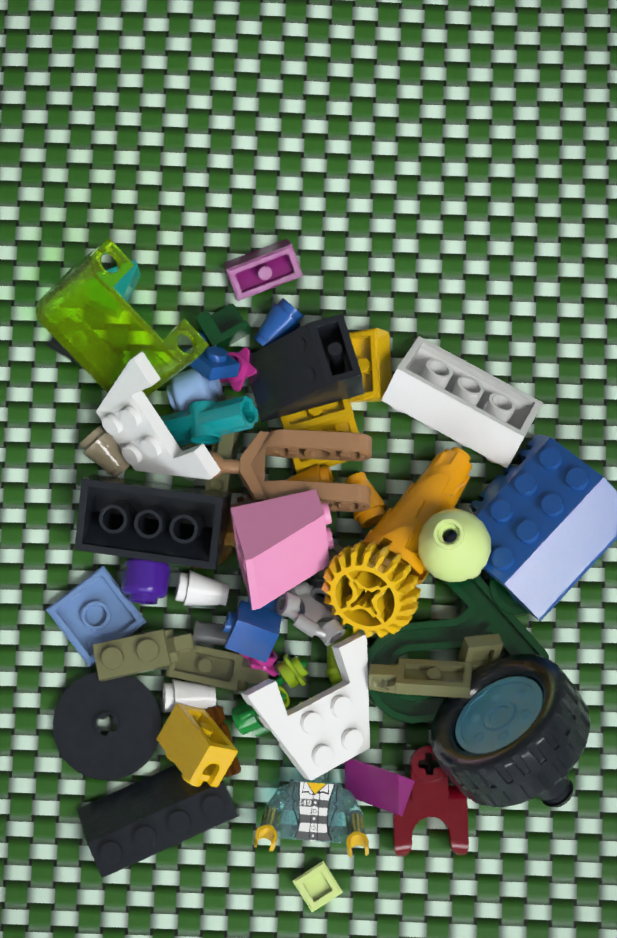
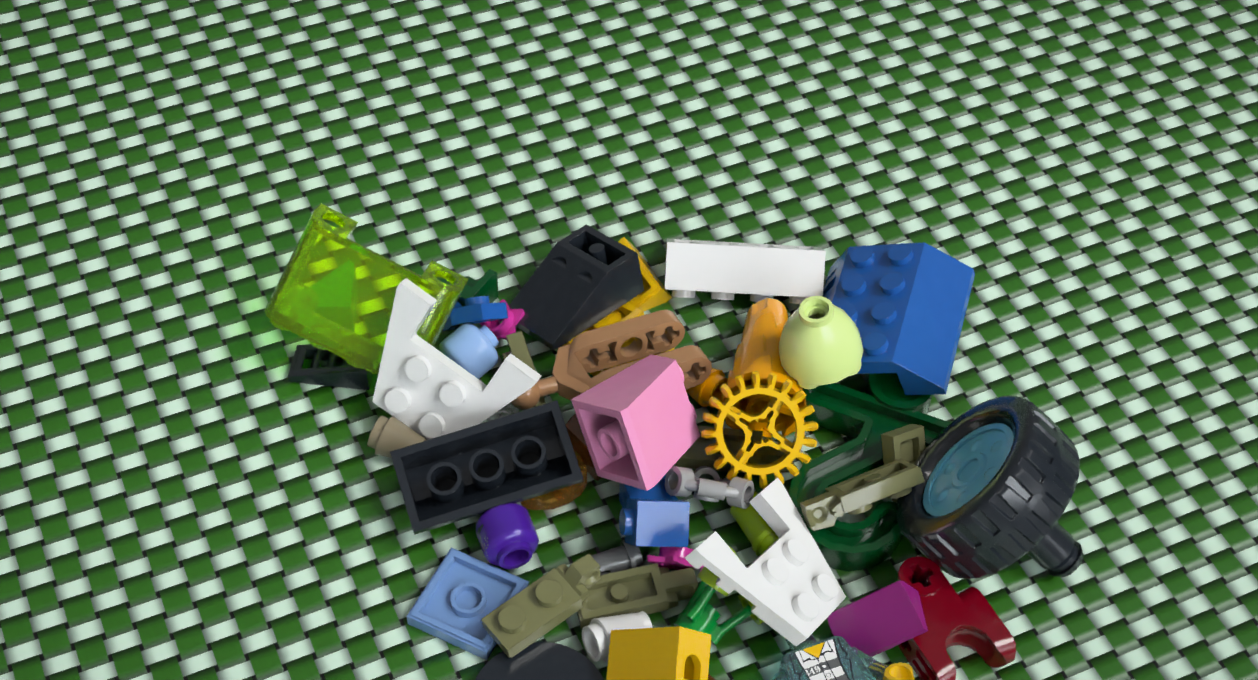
camera: 30 degrees left, 30 degrees down
(200, 590) = (572, 526): white cone -> none
(209, 420) = (518, 338): teal piece -> none
(263, 269) = (482, 240): magenta slope -> none
(279, 322) = (522, 265): blue cone -> none

